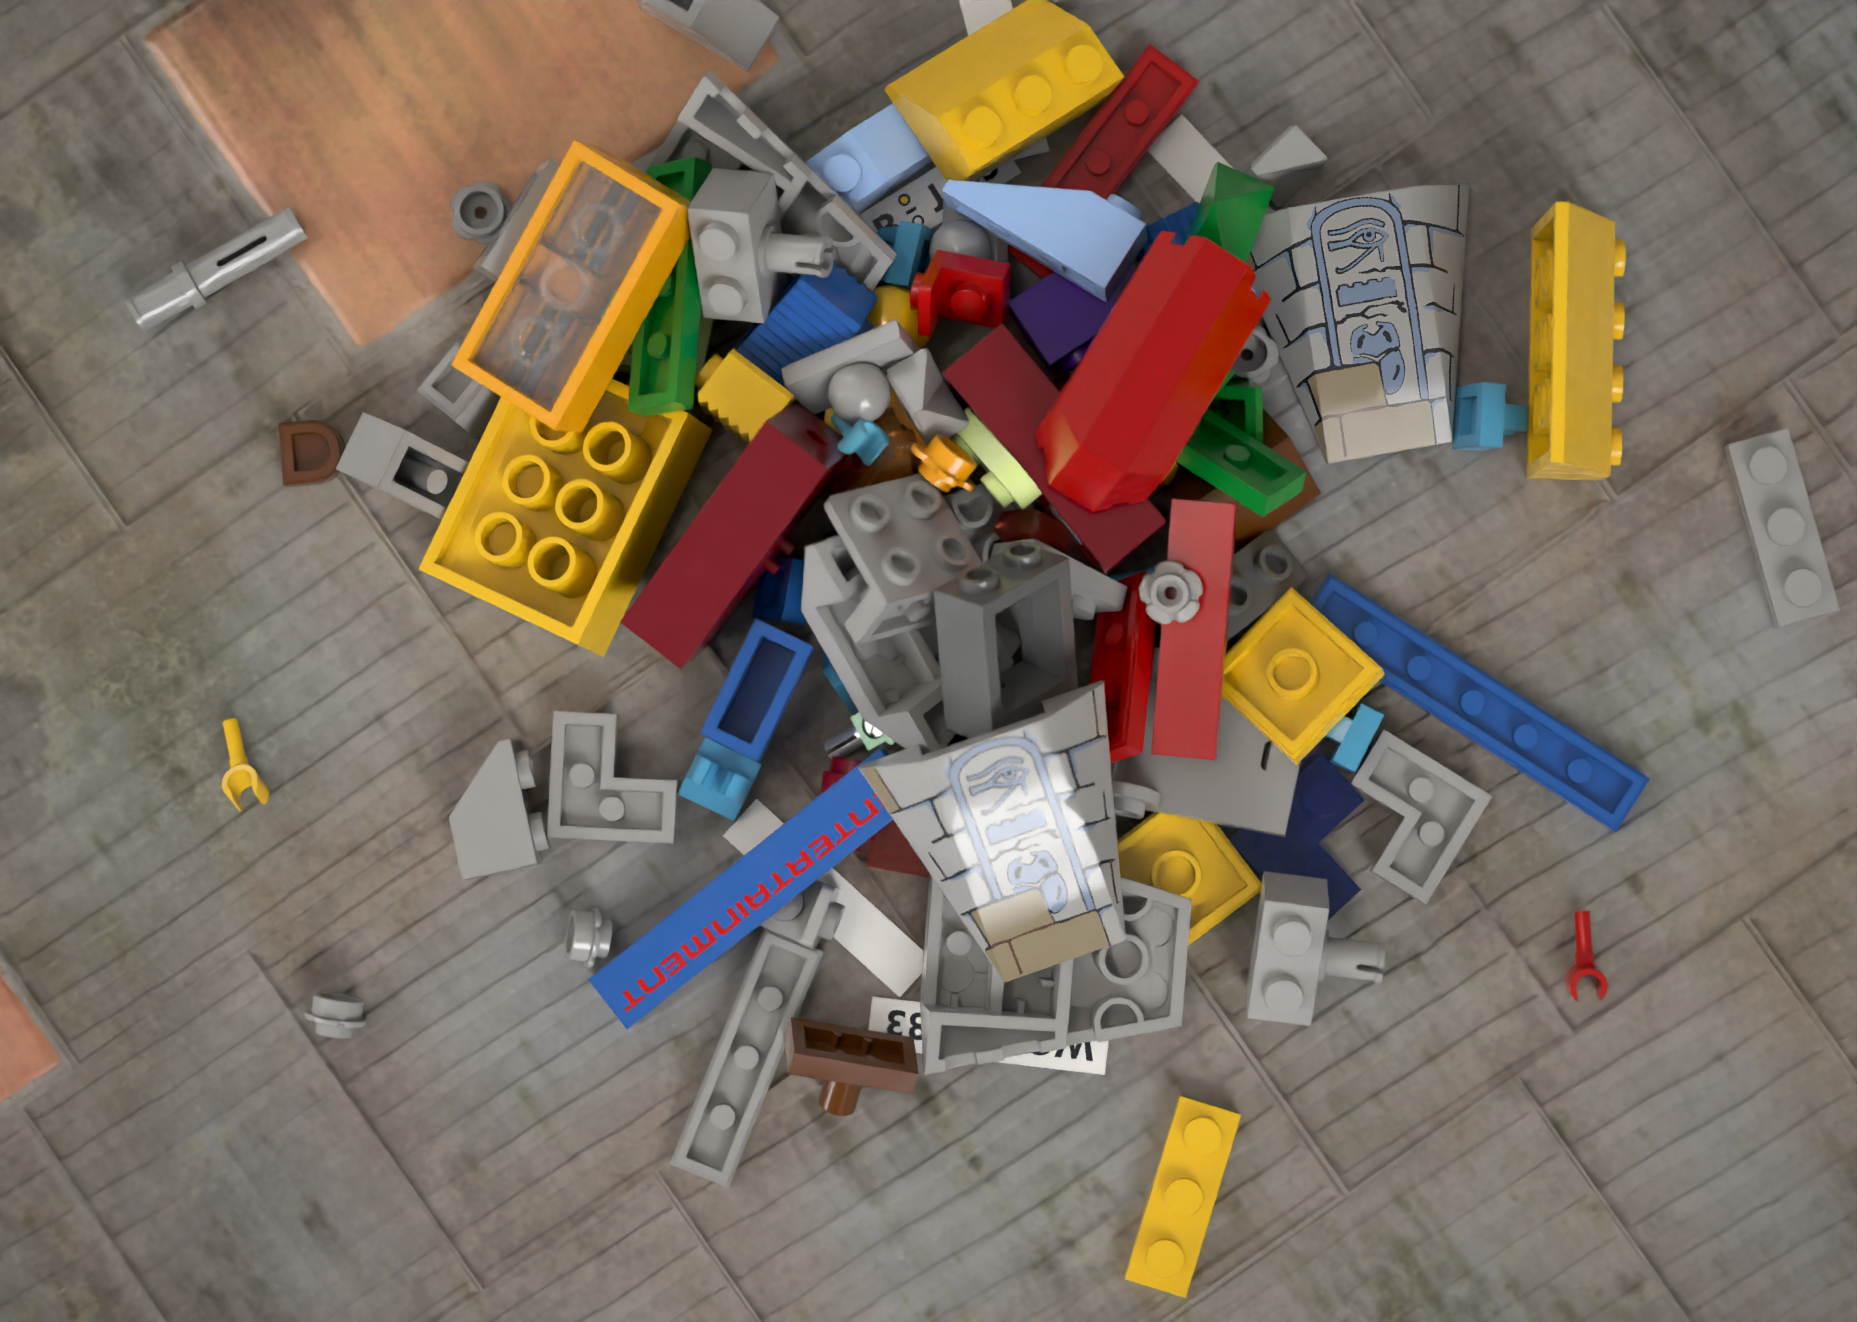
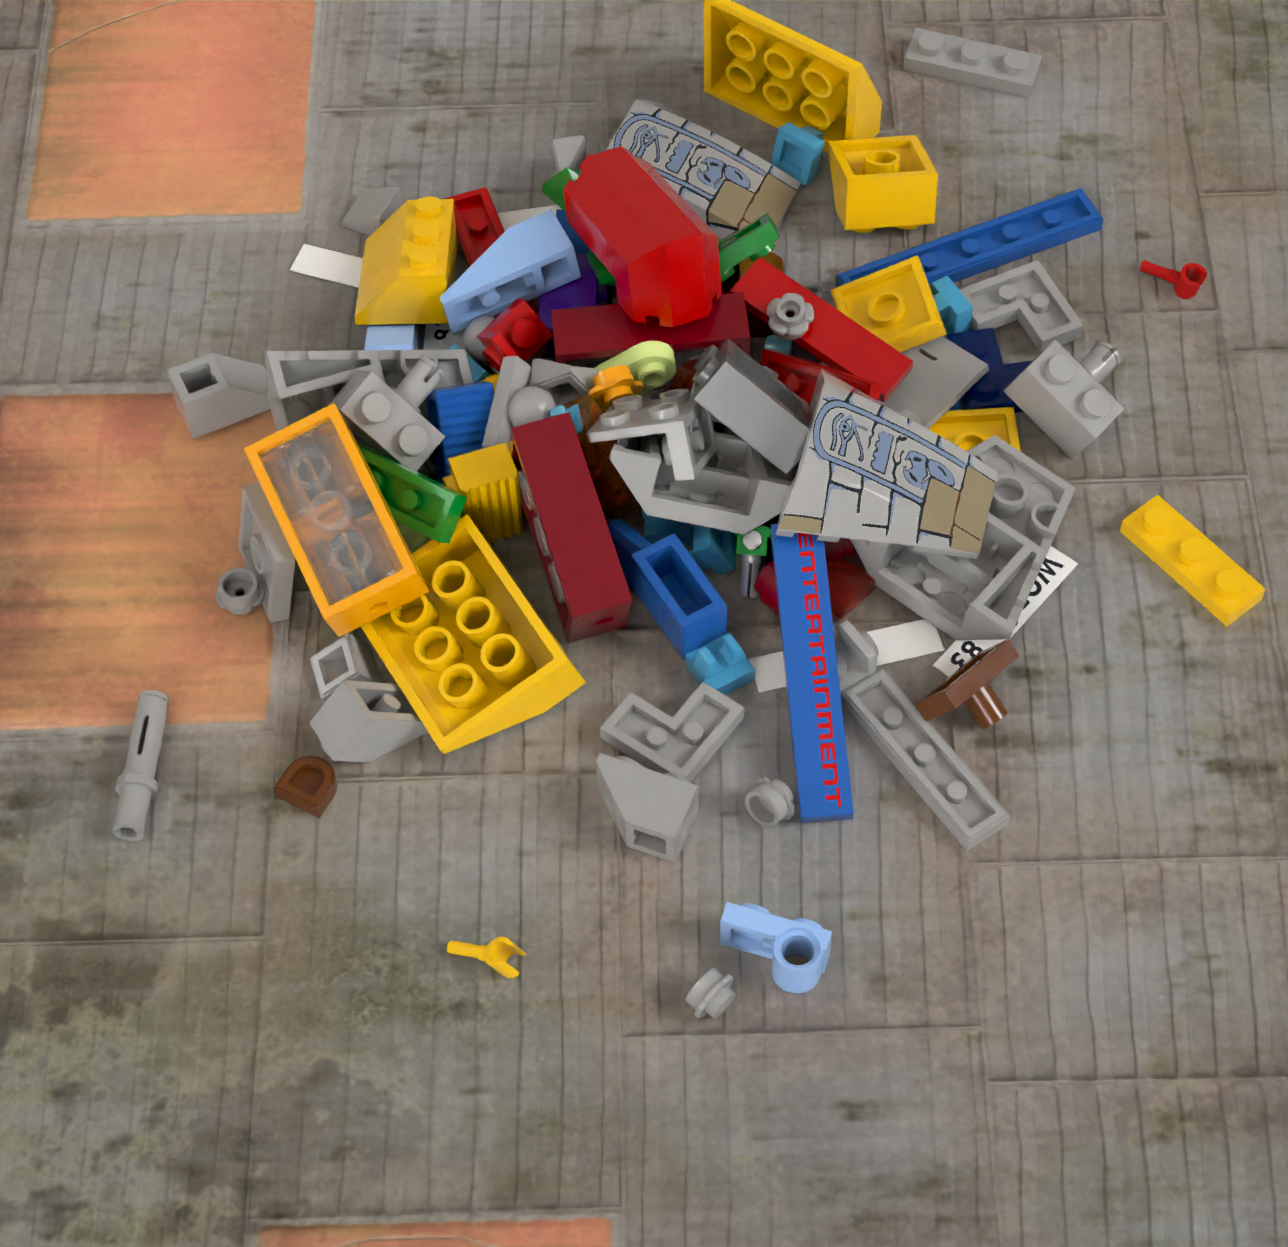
camera: 60 degrees left, 30 degrees down
(429, 1013) = (775, 937): none -> light blue plate
(1495, 545) = (882, 183): none -> yellow slope

